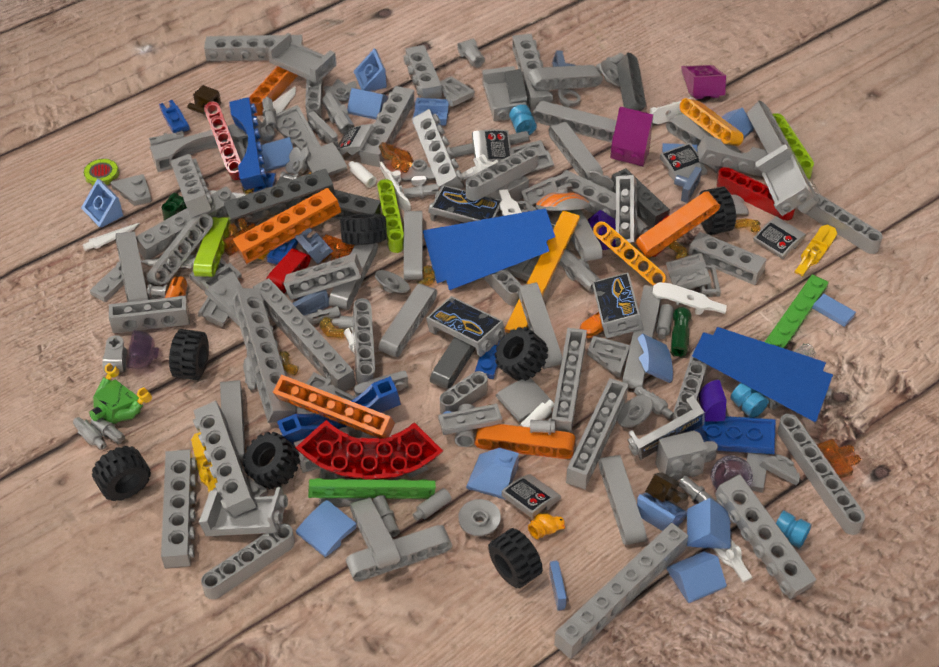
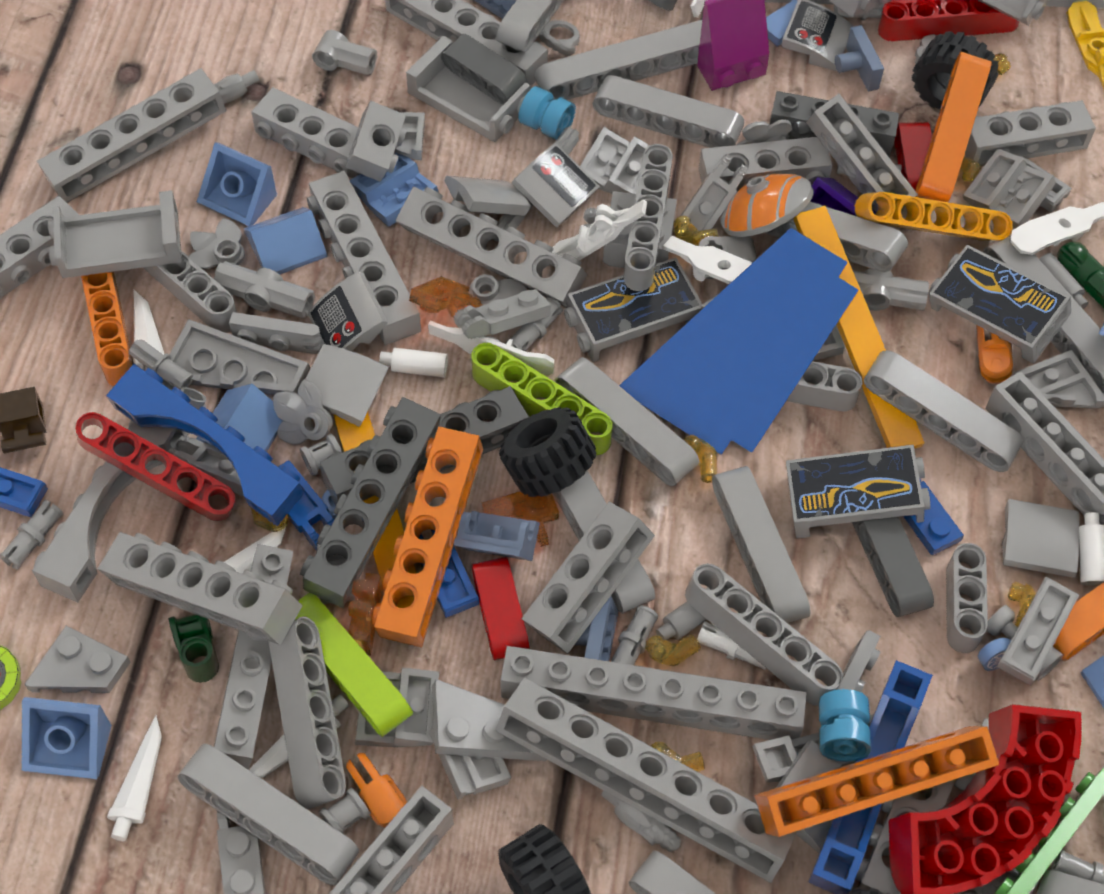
camera: 45 degrees left, 10 degrees up
(349, 385) = (844, 725): none -> dark azure wheel
(353, 31) = (132, 135): none -> light grey brick
(392, 282) = (671, 503): light grey dish -> none
(408, 174) = (502, 314): none -> light grey hinge
(409, 38) = (235, 86): none -> light grey piece
(440, 77) = (367, 156): none -> light grey brick
(457, 132) = (487, 195): none -> light grey slope
(520, 195) = (688, 232): none -> clear yellow arm
(521, 353) = (952, 482): black tyre -> none
(779, 237) = (1044, 59): slope -> none

